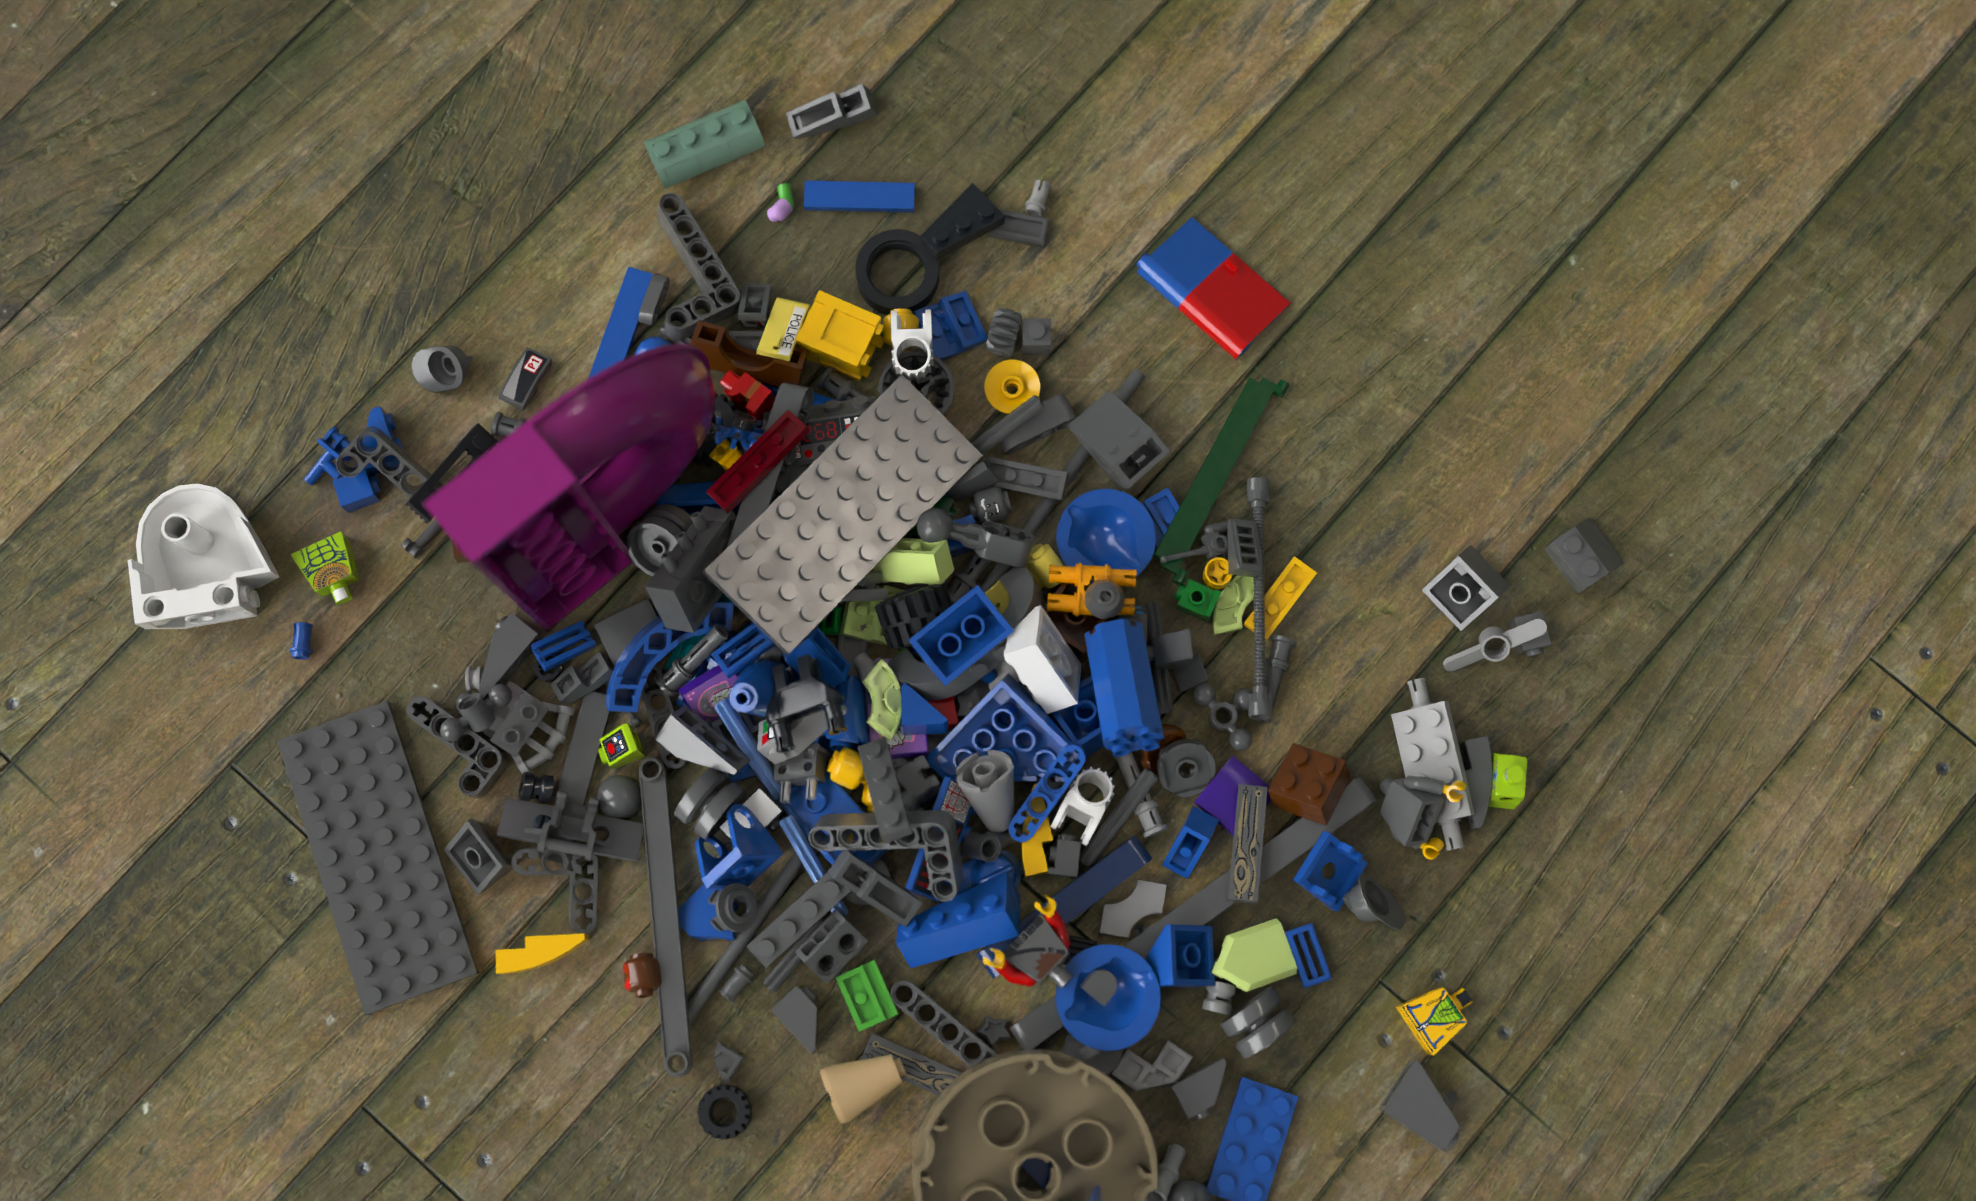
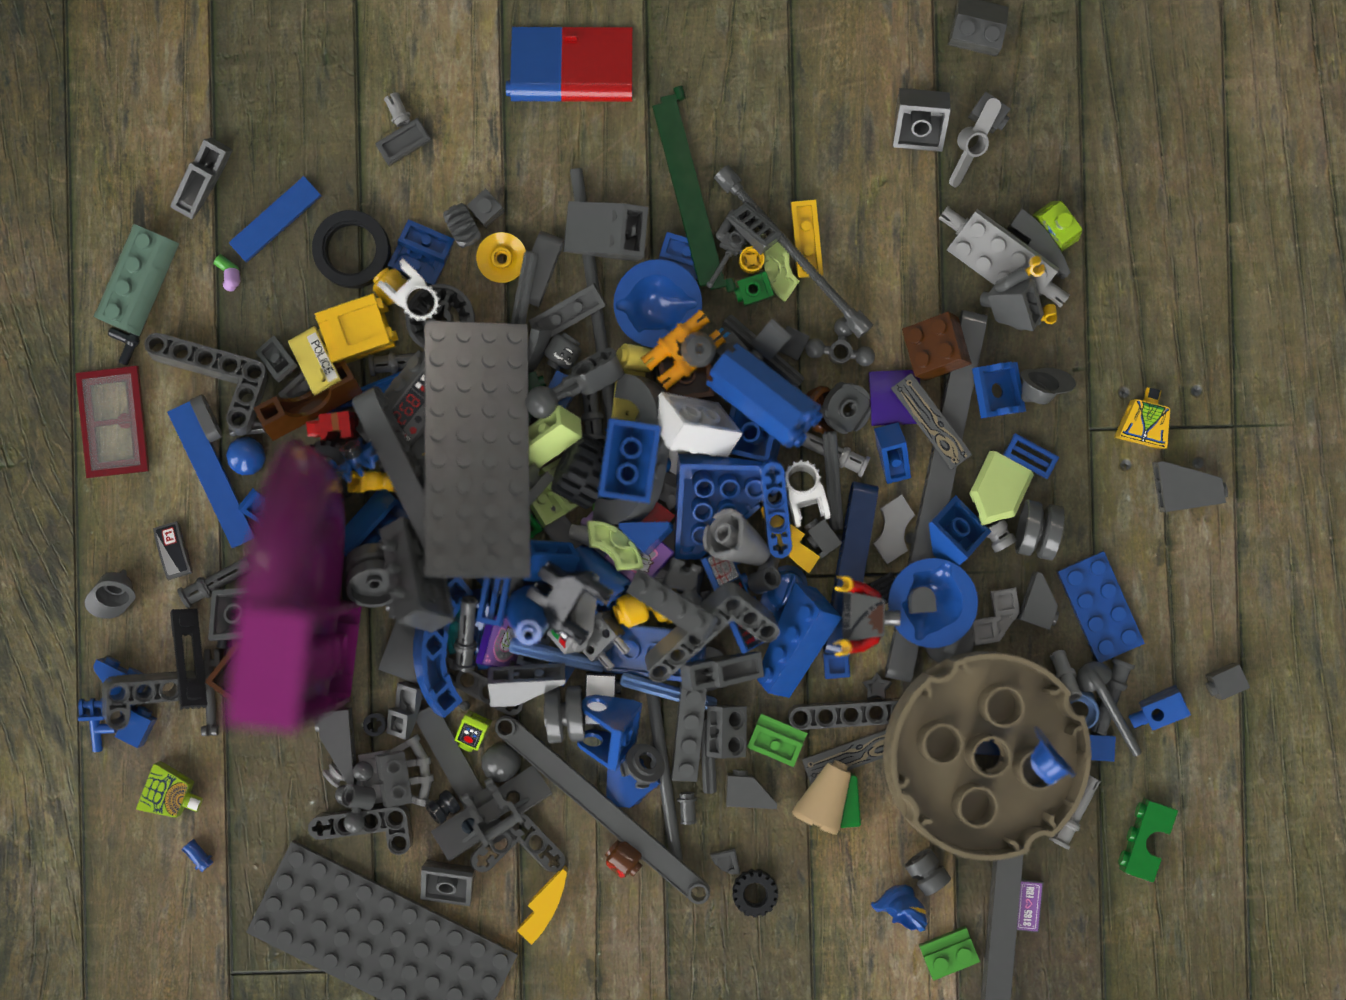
camera: 45 degrees left, 10 degrees up
(196, 561) = (77, 869): white animal -> none
(558, 636) = (362, 697): blue tile -> none
(577, 236) = (112, 422): none -> clear door
(654, 186) = (131, 342): none -> black piece
(758, 461) = (388, 469): dark red plate -> none
(872, 1117) = (851, 811): none -> green slope
(962, 223) = (363, 175): black wing -> none
(976, 980) = (836, 666): none -> blue tile
(1276, 665) = (844, 285): dark grey pin -> none

